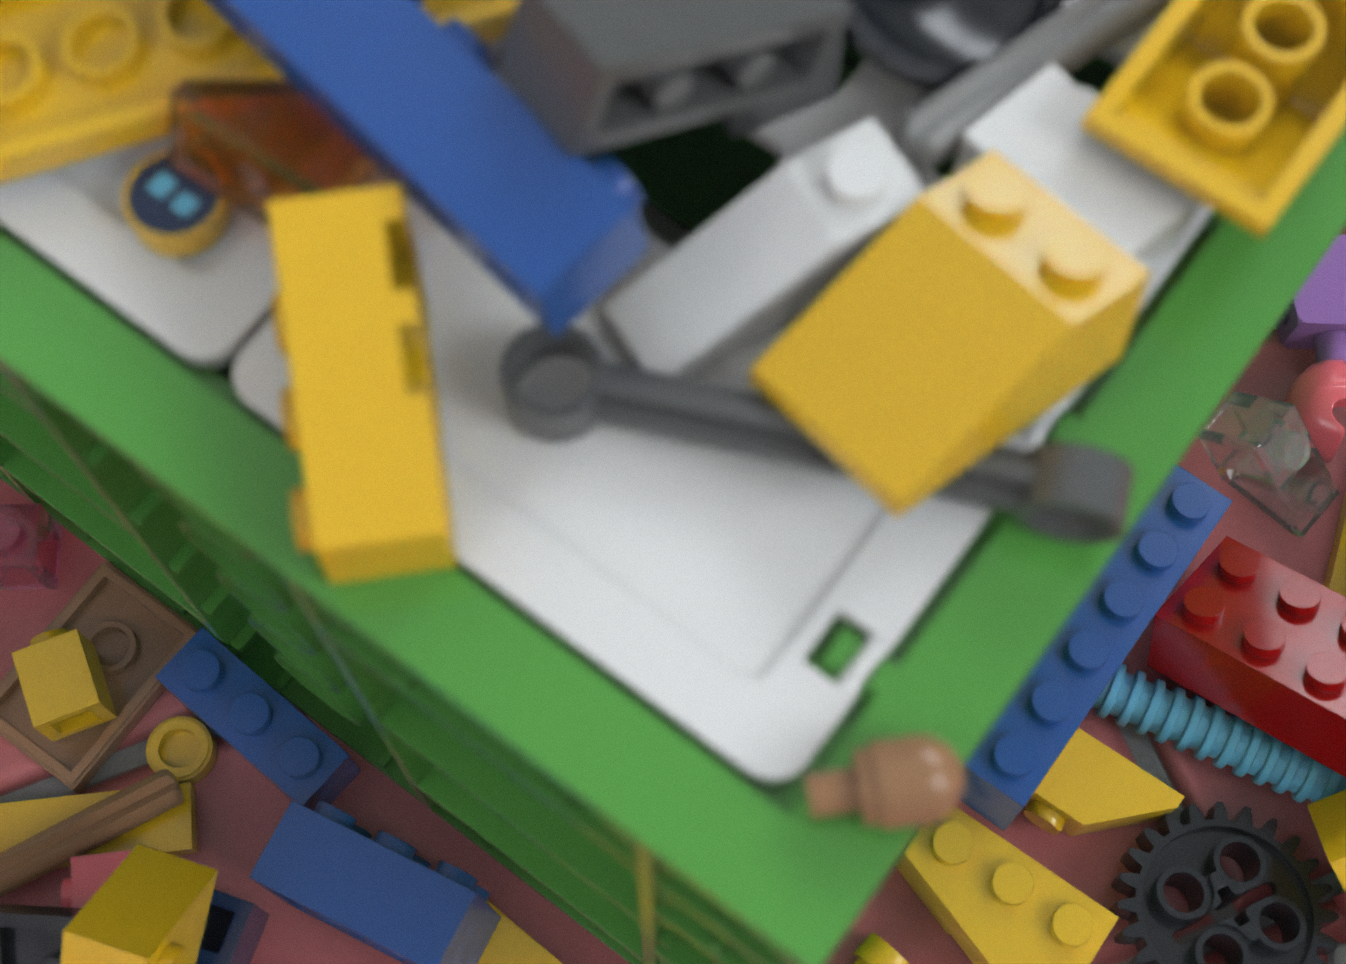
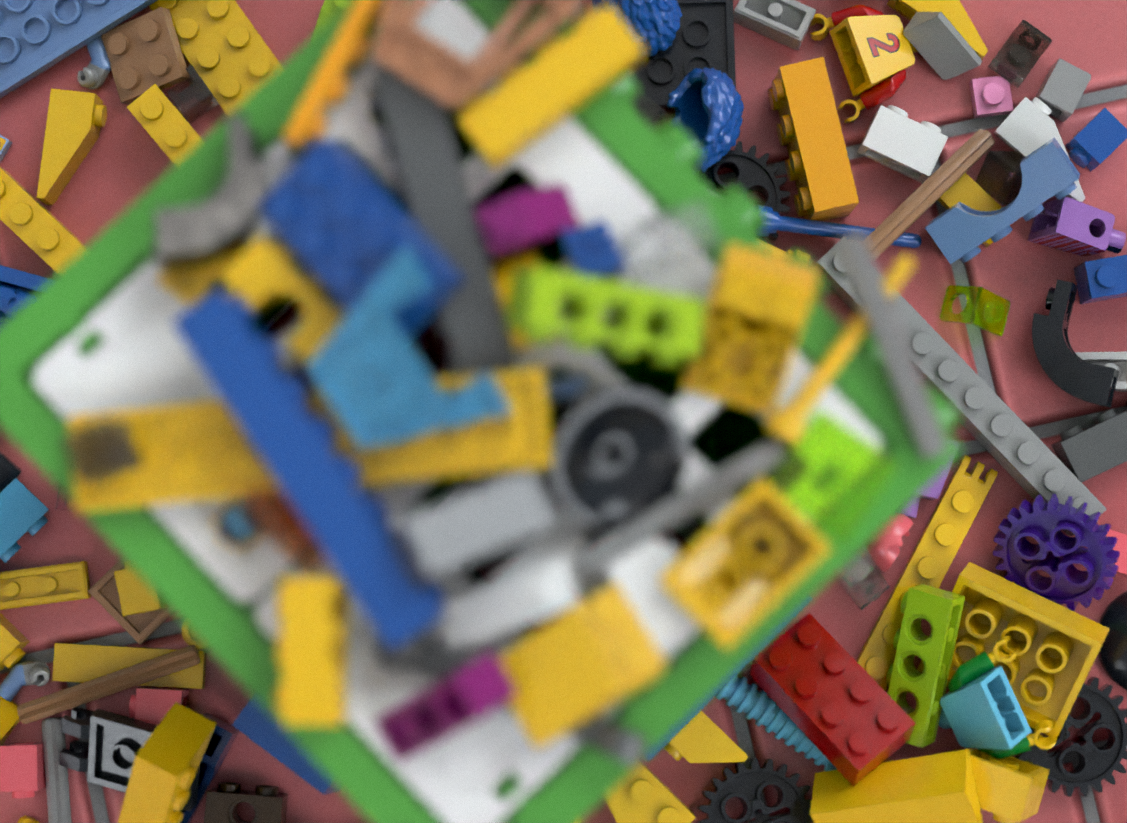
camera: 10 degrees right, 15 degrees up
(676, 455) = (446, 706): none -> magenta slope

